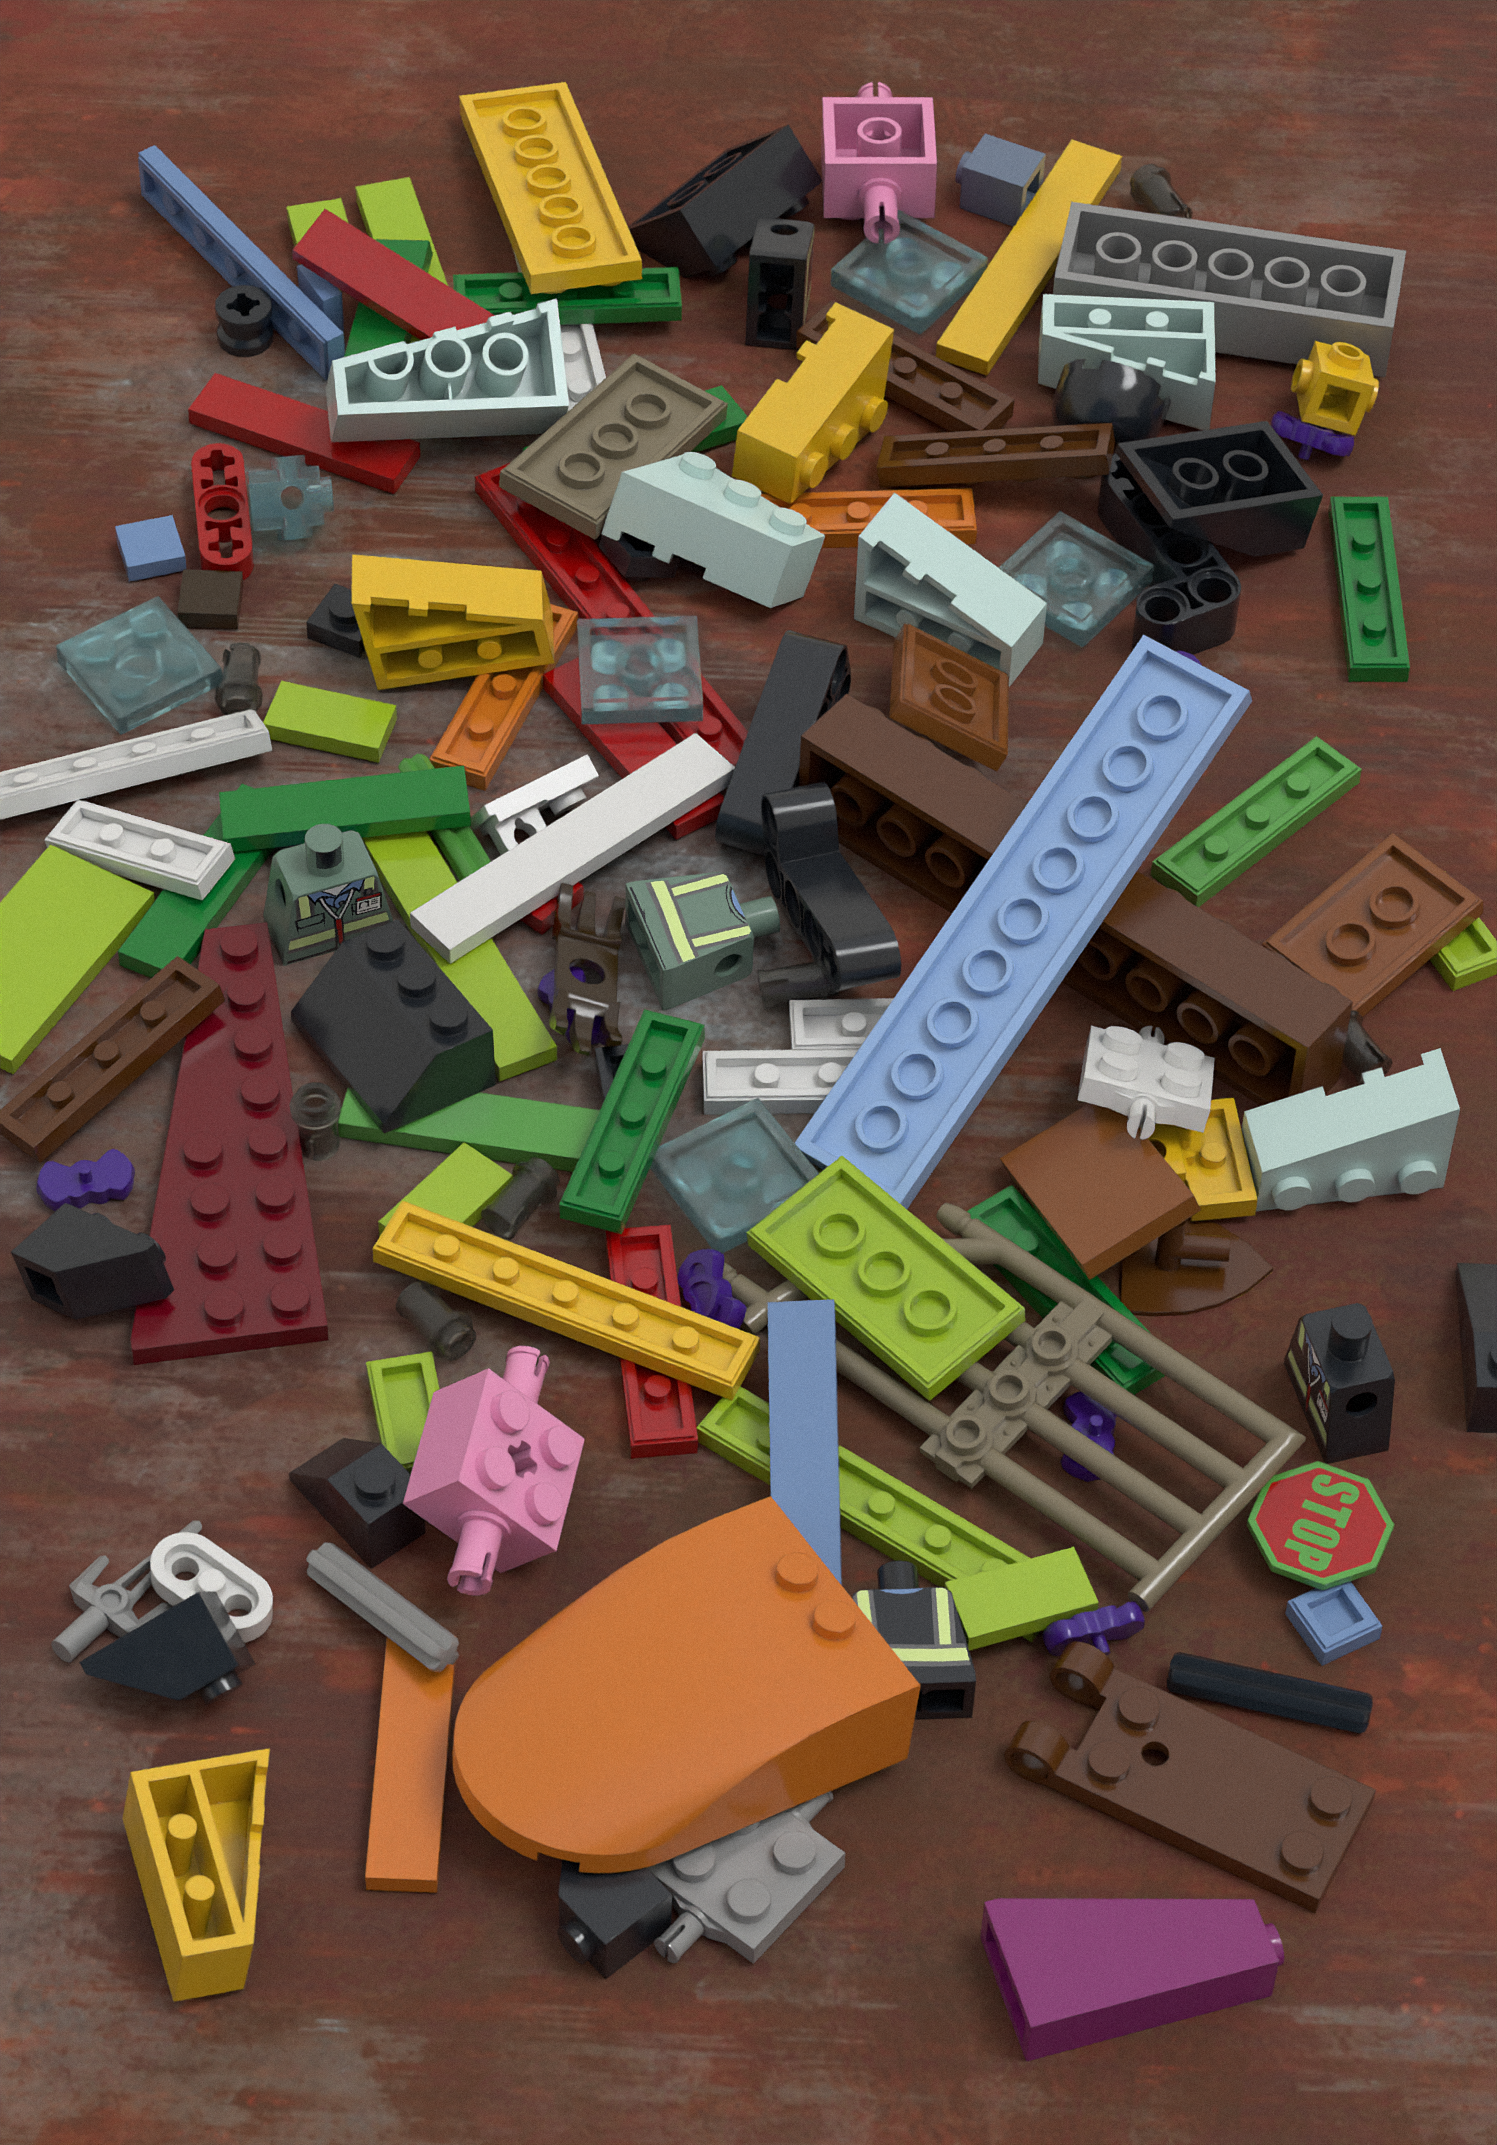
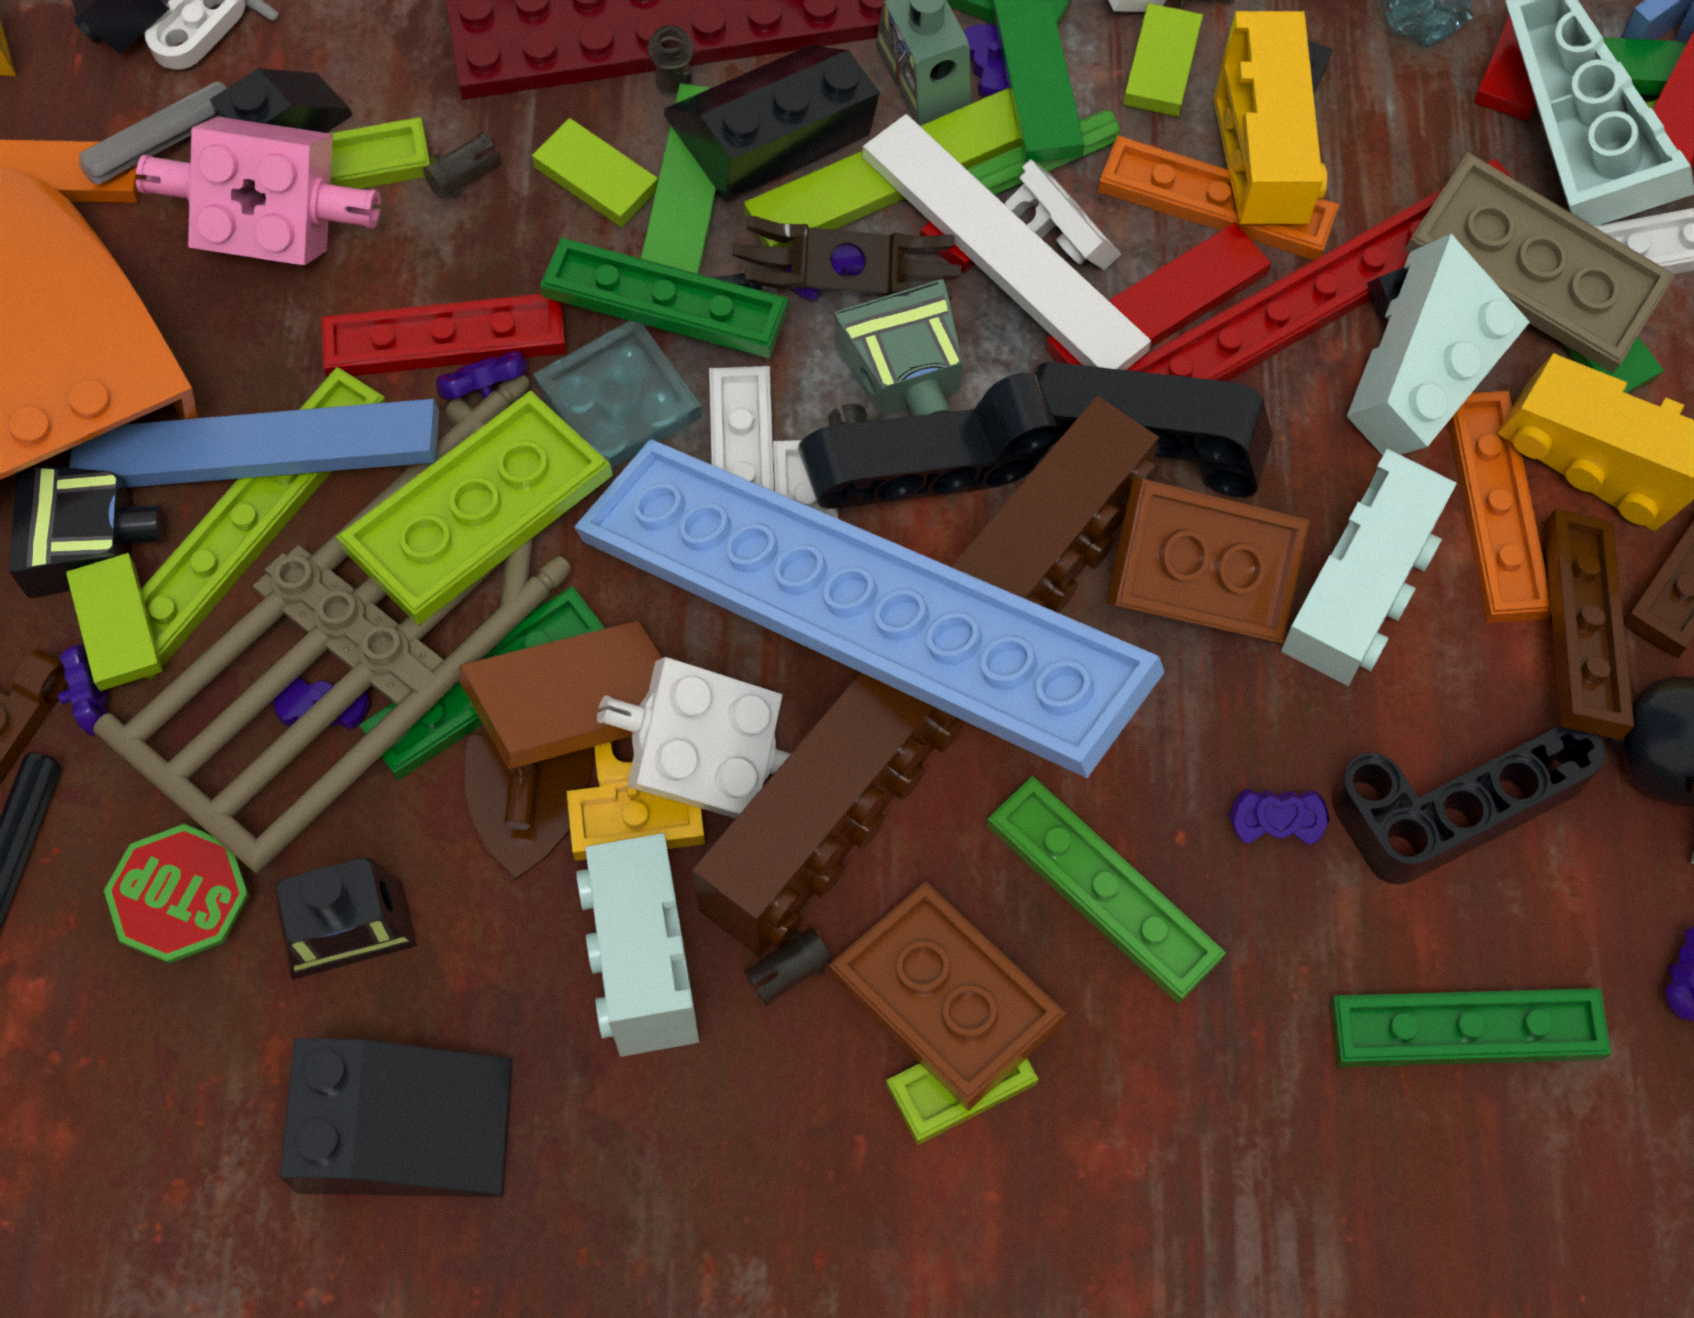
camera: 90 degrees right, 15 degrees up
(531, 1185) = (596, 223): clear smoke pin -> none
(567, 1300) = (468, 257): yellow tile -> none
(639, 670) = (1231, 291): clear light blue plate -> none
(1078, 576) = (1429, 705): clear light blue plate -> none
(1227, 487) = (1554, 839): black slope -> none
(1333, 1621) = (83, 911): medium blue tile -> none

